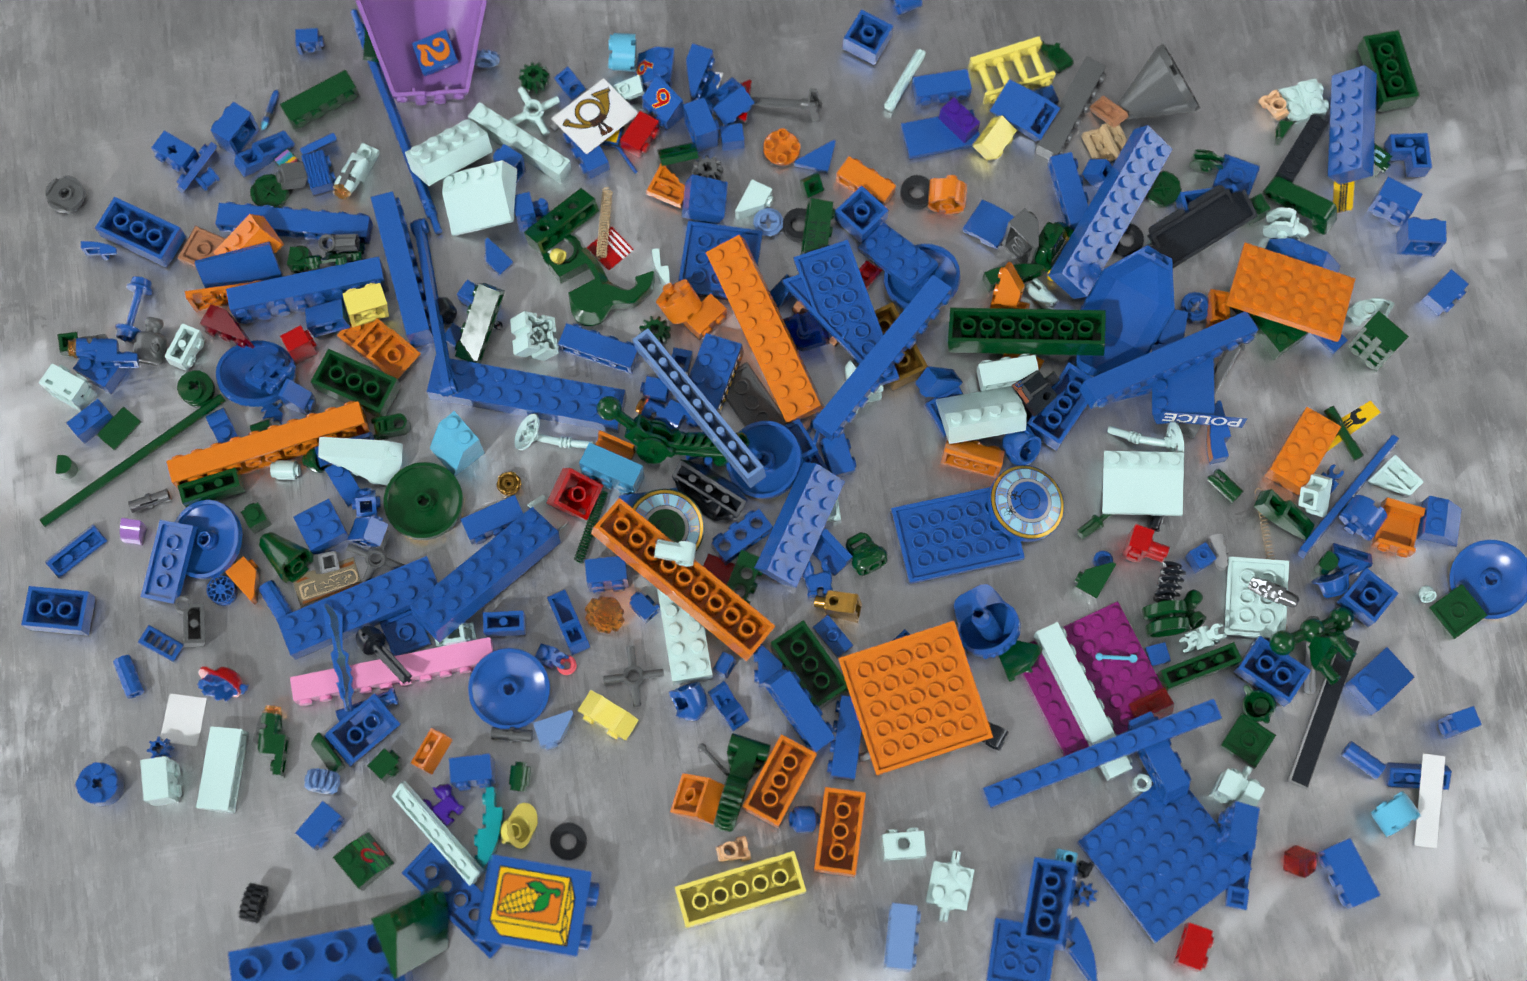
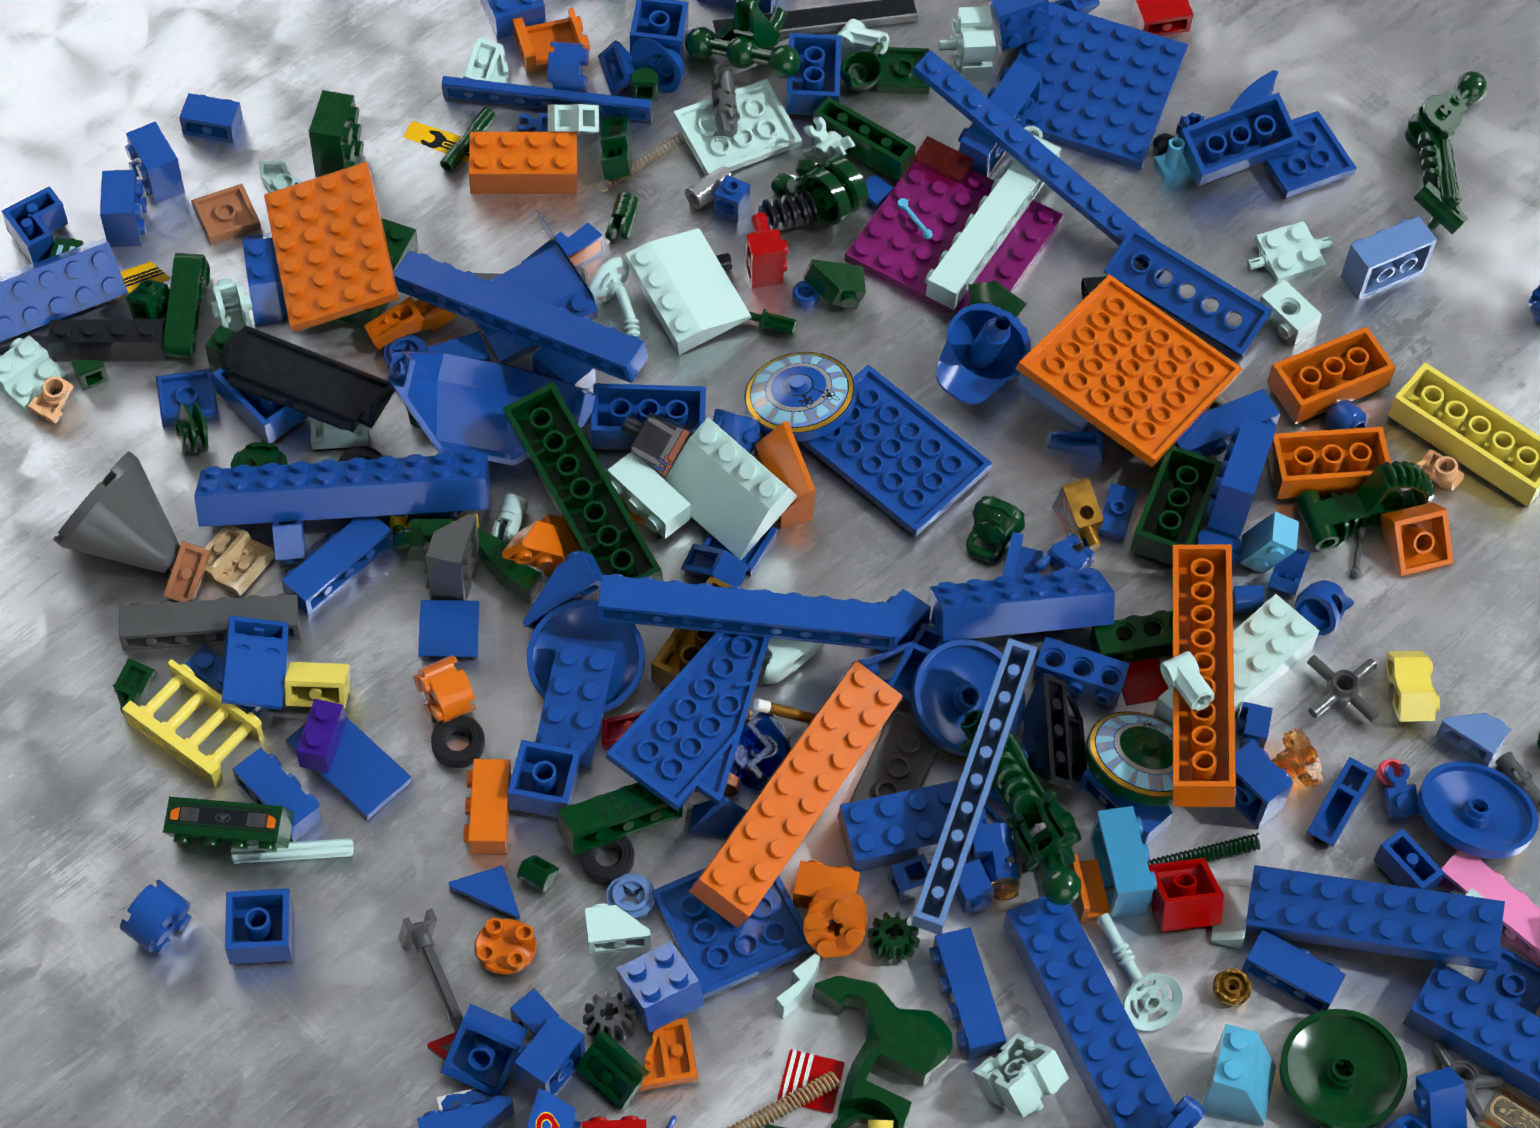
camera: 125 degrees left, 15 degrees down
(747, 697) = (1269, 542): none -> medium azure brick
(818, 354) = (782, 710): none -> pearl gold bar
(935, 50) = (228, 823): none -> dark green brick
(953, 799) = (1188, 309): none -> blue plate
(970, 289) = (571, 581): none -> blue slope
(1288, 724) = (857, 36): none -> light aqua piece
(1316, 183) = (149, 300): none -> dark green brick
(1364, 265) = (226, 214): none -> nougat tile

